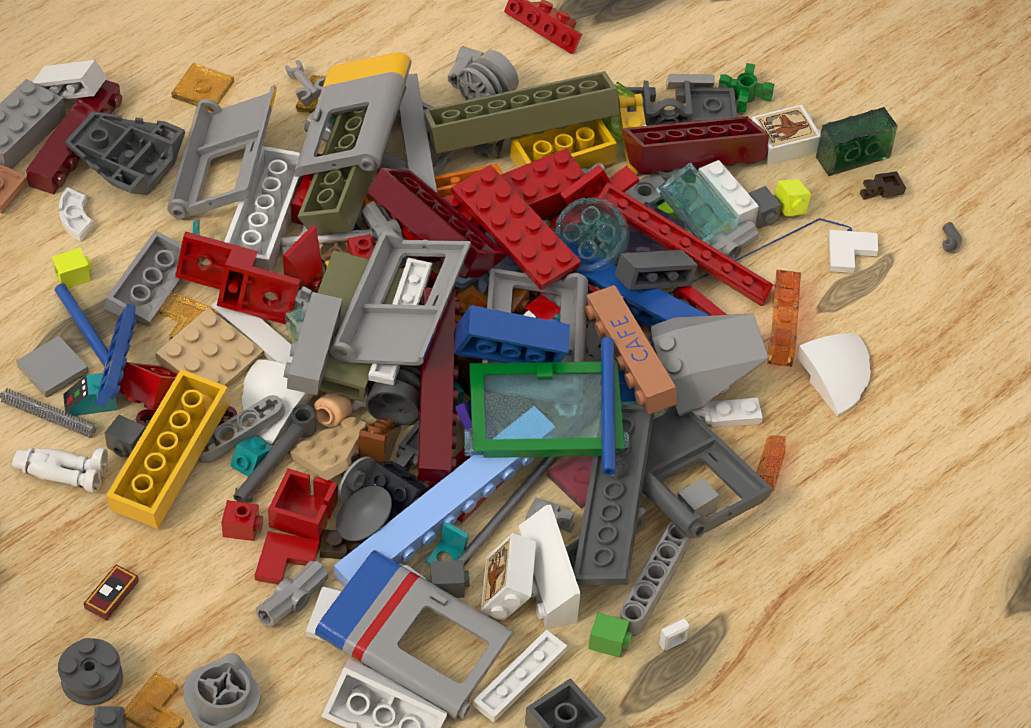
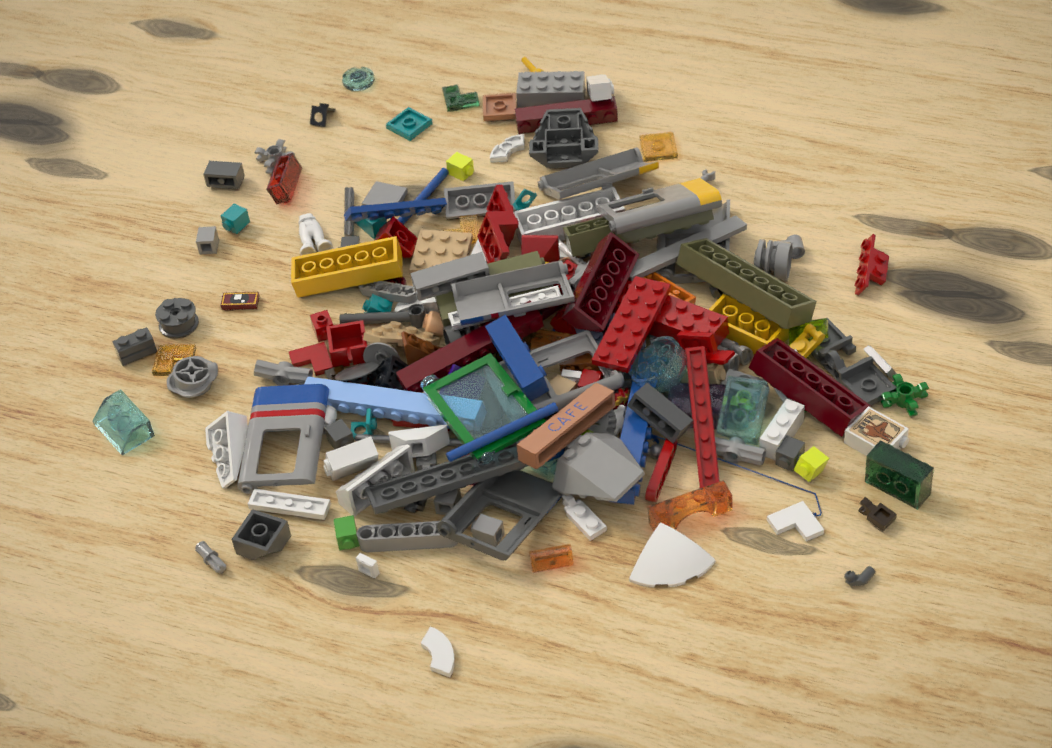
camera: 70 degrees right, 5 degrees down
(521, 502) = (422, 440): none -> white slope
(837, 620) = (441, 651): none -> white tile

